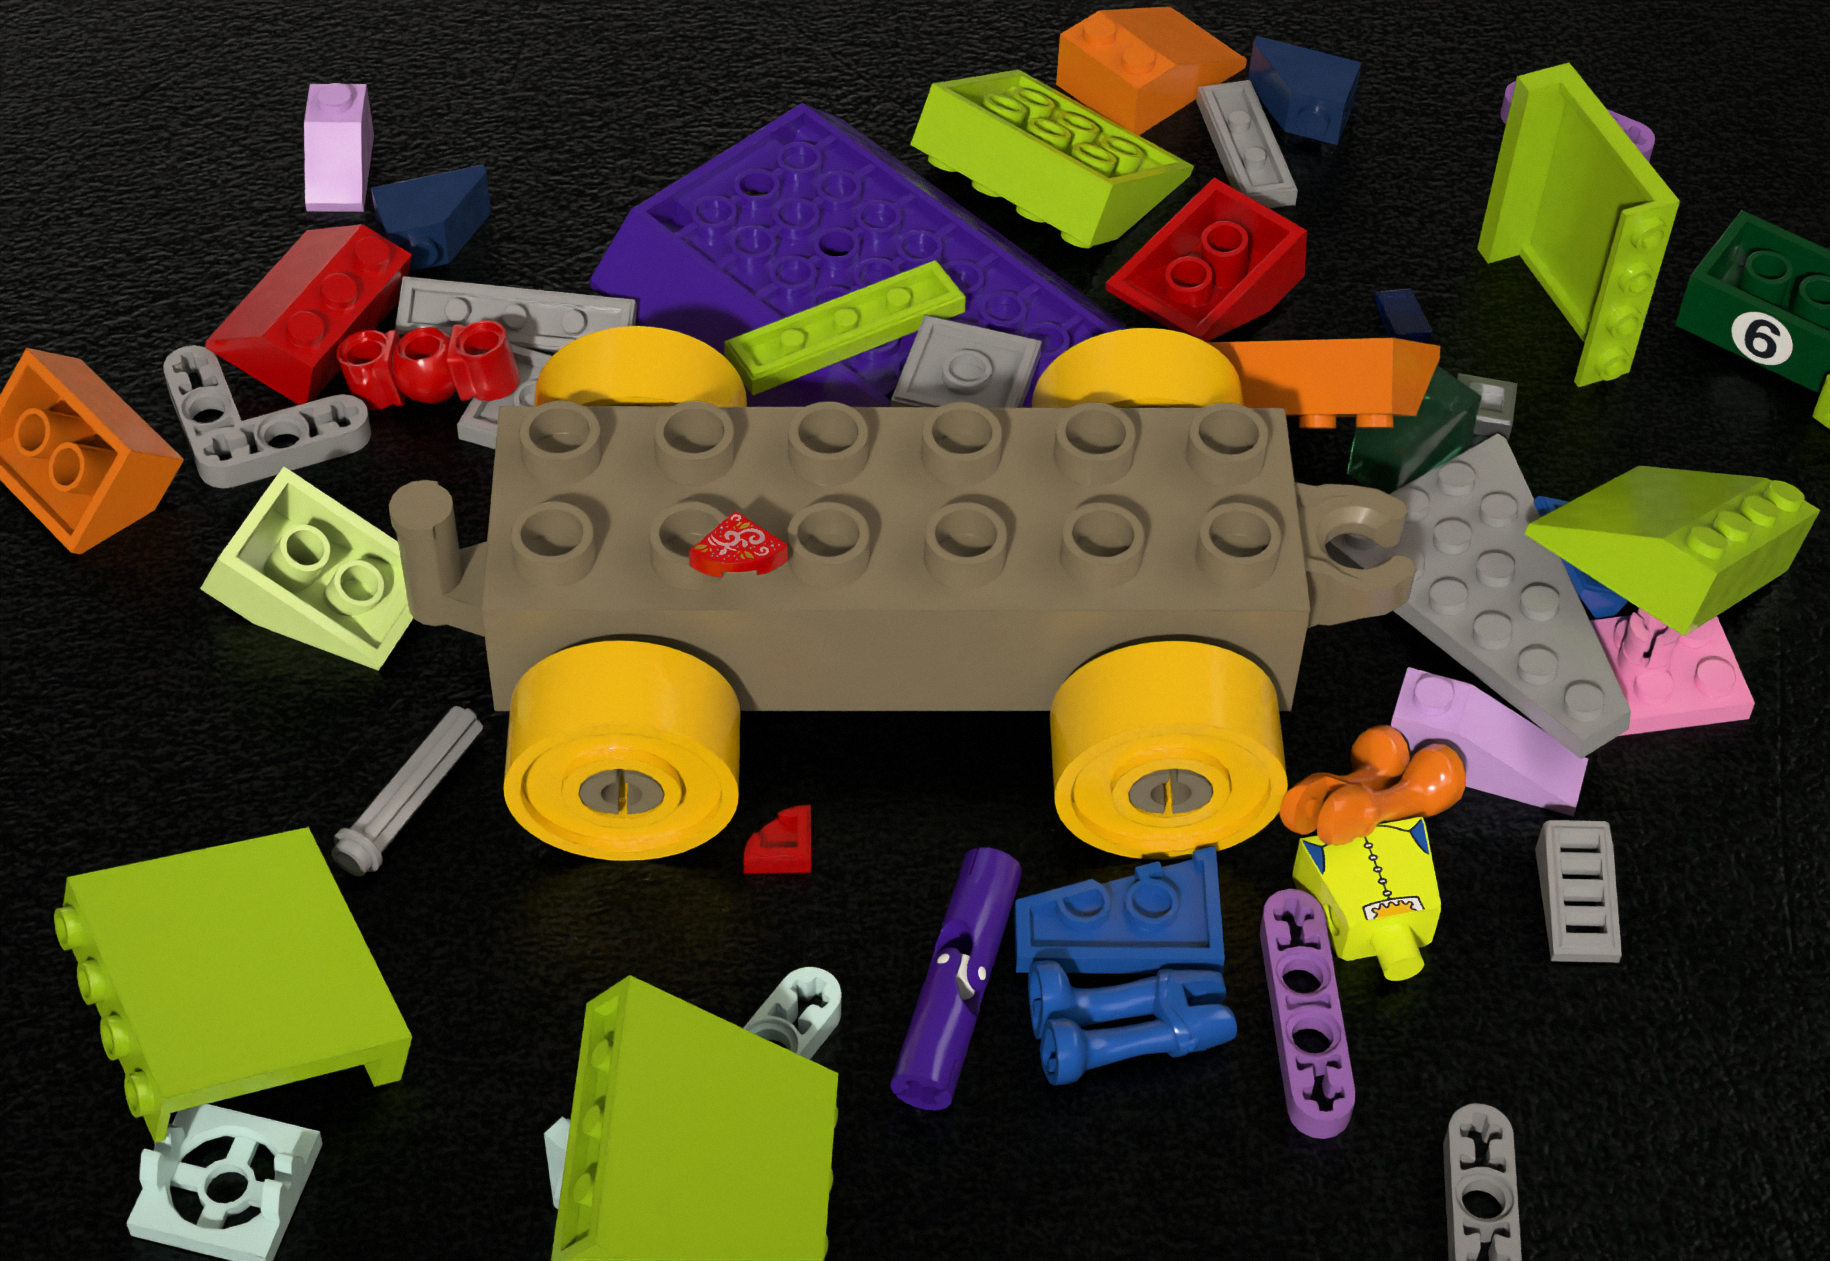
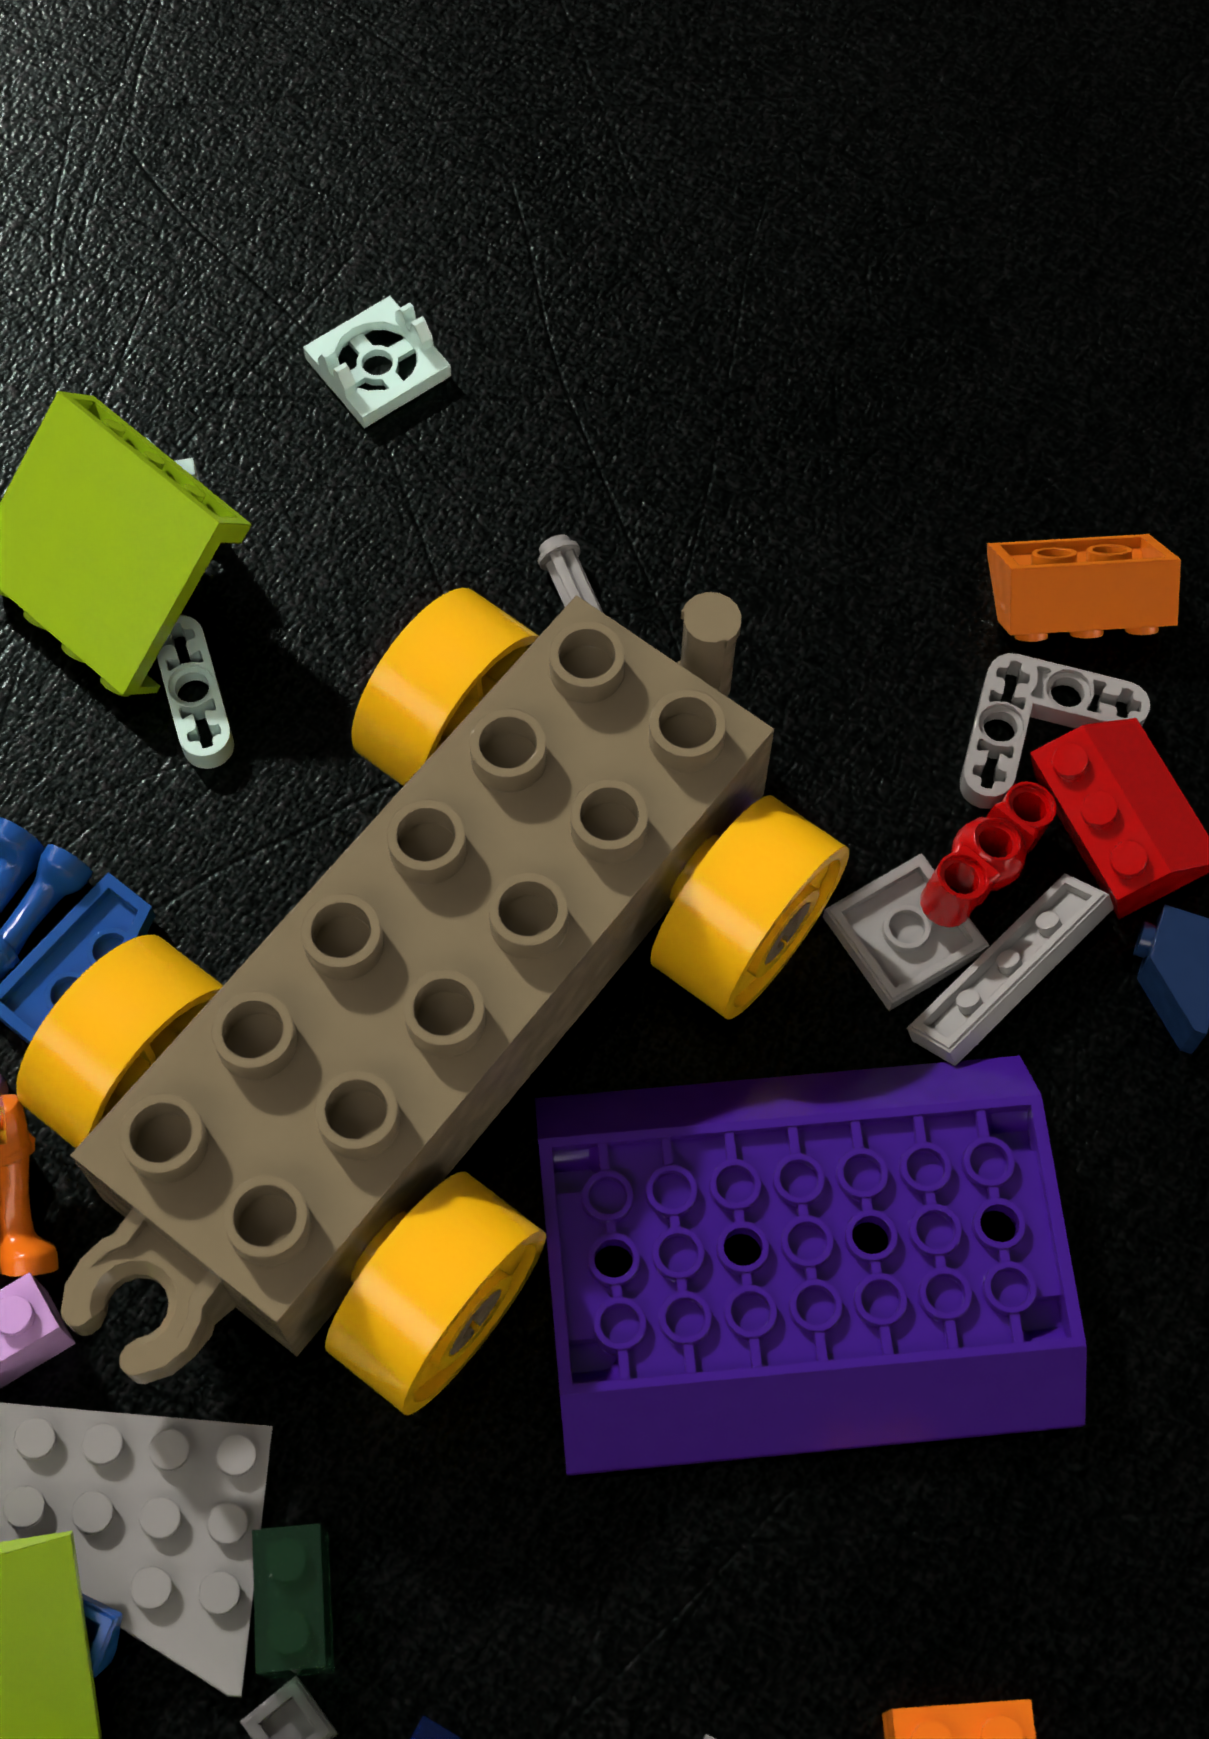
camera: 130 degrees right, 15 degrees up
(228, 974) = (492, 407): lime panel -> none
(314, 574) = (827, 664): yellowish green slope -> none
(738, 547) = (452, 749): red tile -> none
(781, 844) = (343, 812): red tile -> none
(843, 327) = (755, 1160): lime tile -> none
(956, 979) = (132, 827): dark purple piece -> none
(966, 365) = (620, 1210): light grey tile -> none
(1046, 155) = (899, 1590): lime slope -> none
(1214, 264) = (614, 1576): red slope -> none
(1334, 378) = (402, 1521): orange slope -> none

